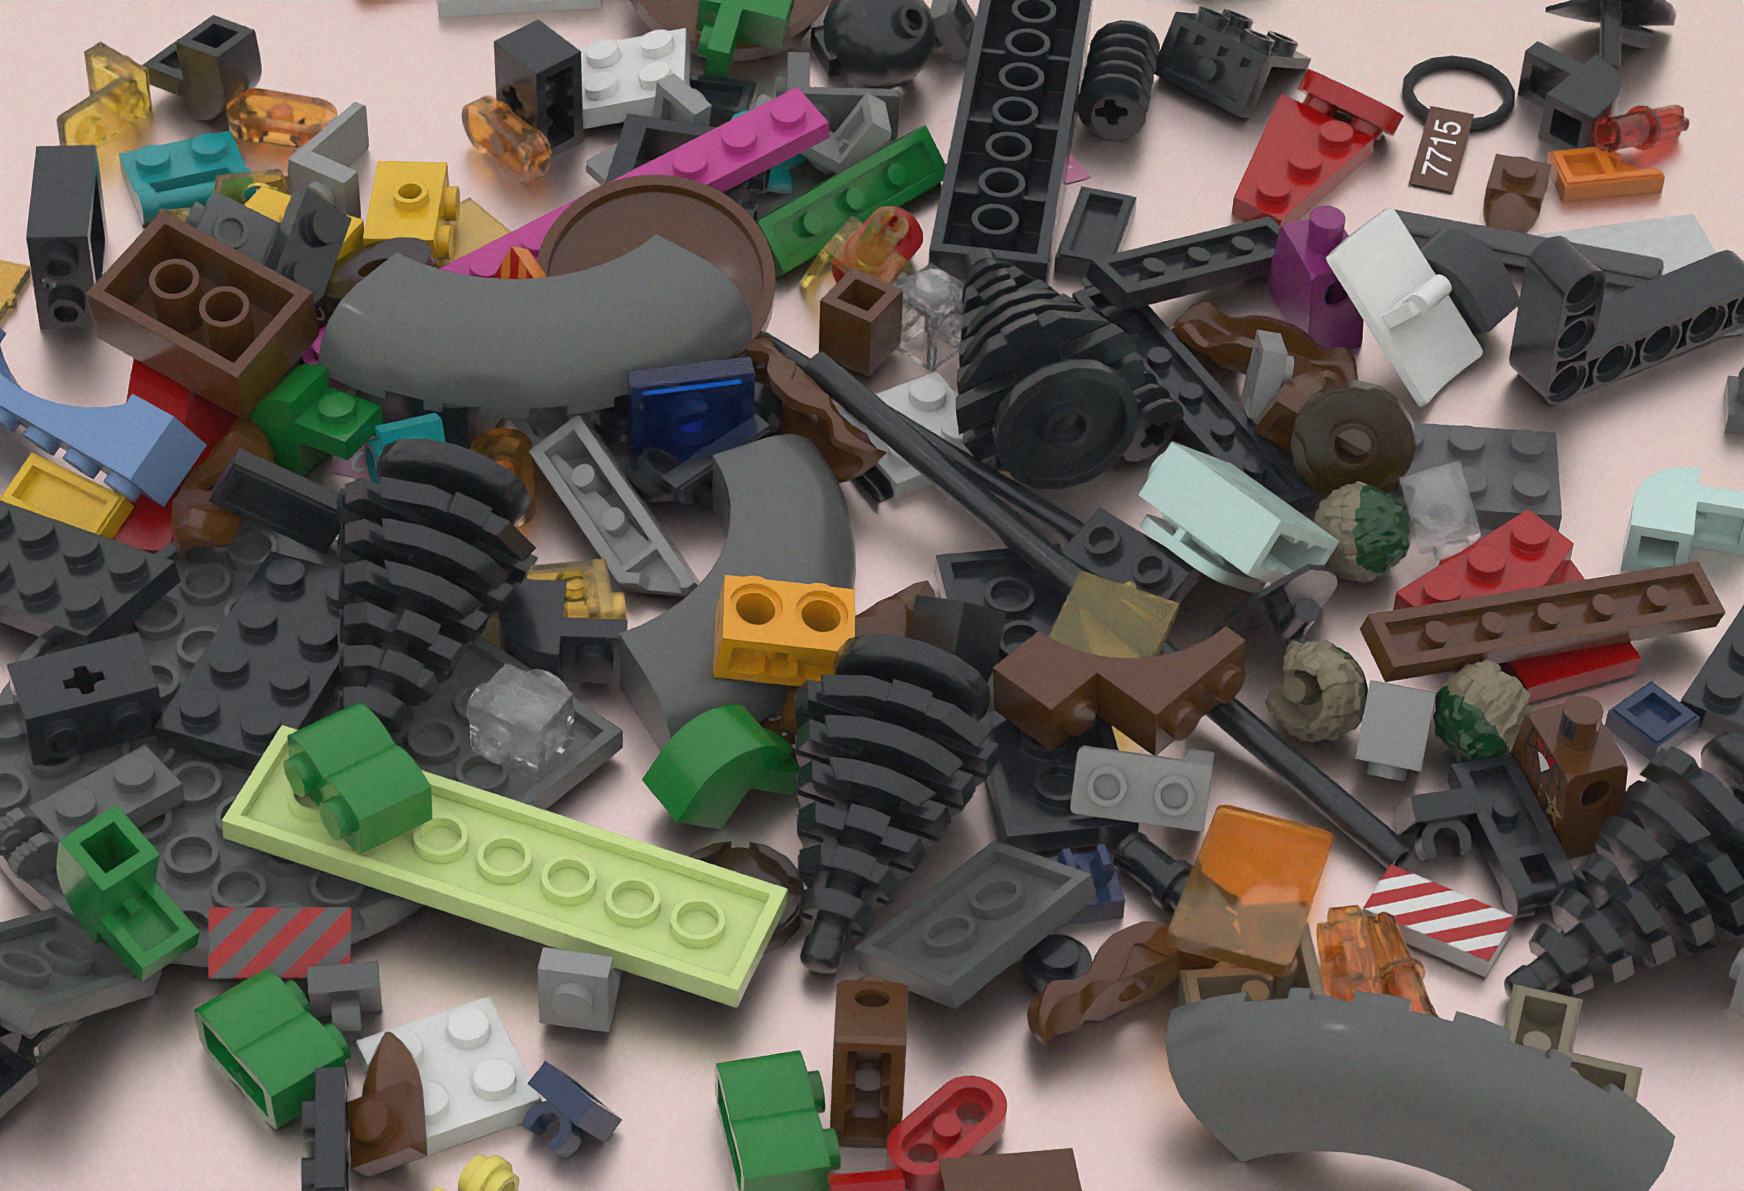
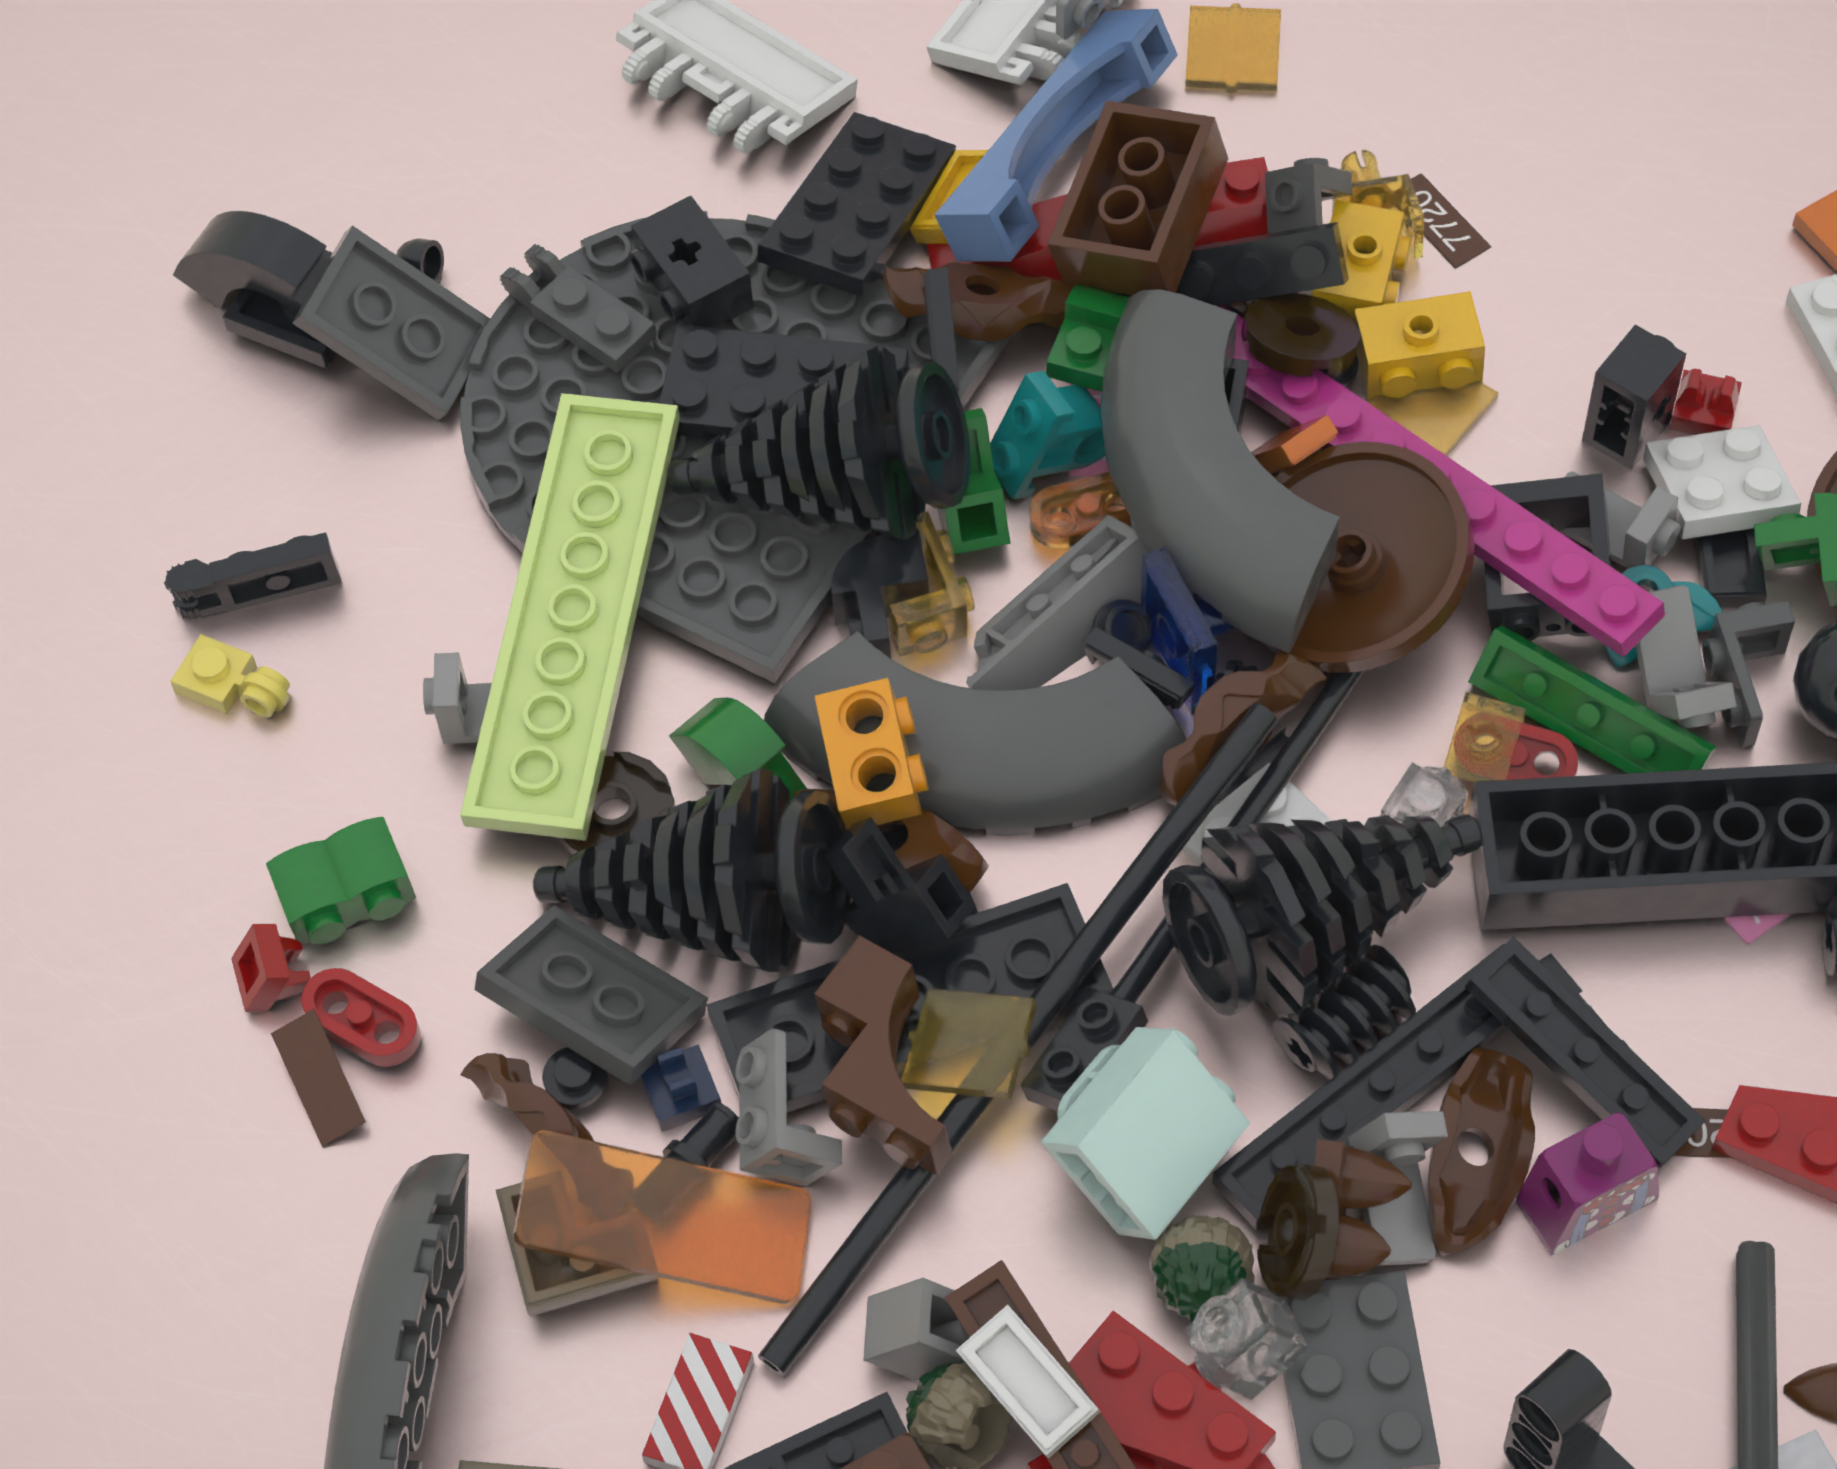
camera: 85 degrees right, 15 degrees up
(66, 234) = (1278, 58): black window -> none
(114, 894) = (472, 345): green brick -> none
(116, 100) = (1510, 77): clear yellow bracket -> none
(179, 172) = (1452, 155): teal plate -> none
(208, 66) = (1577, 125): black brick -> none
(270, 1044) = (372, 505): green brick -> none
(277, 939) = (466, 477): tile -> none
(278, 117) = (1548, 215): clear orange plate -> none
(326, 160) = (1490, 256): light grey bracket -> none
(344, 994) = (431, 542): dark grey tile -> none
(358, 778) = (603, 468): green brick -> none
(390, 1116) = (304, 599): reddish brown plate -> none
(467, 1073) = (373, 640): white plate -> none
(506, 139) = (1568, 408): clear orange plate -> none
(522, 719) = (737, 582): clear brick -> none
(570, 1105) = (345, 729): dark blue tile -> none
(860, 321) = (1378, 750): reddish brown brick -> none
(870, 1034) = (418, 931): reddish brown torso -> none
(1094, 229) = (1639, 960): black tile -> none
(1288, 604) = (1063, 1208): black shield -> none
(1320, 692) = (954, 1244): dark tan piece -> none
(1348, 947) = (606, 1330): clear orange plate -> none
(1398, 971) = (608, 1373): clear orange axle -> none
(1404, 305) = (1551, 1259): white shield -> none
(1438, 813) = (821, 1383): black tile -> none
(1476, 275) = (1640, 1323): black brick -> none
(1485, 624) = (1028, 1381): none -> white tile

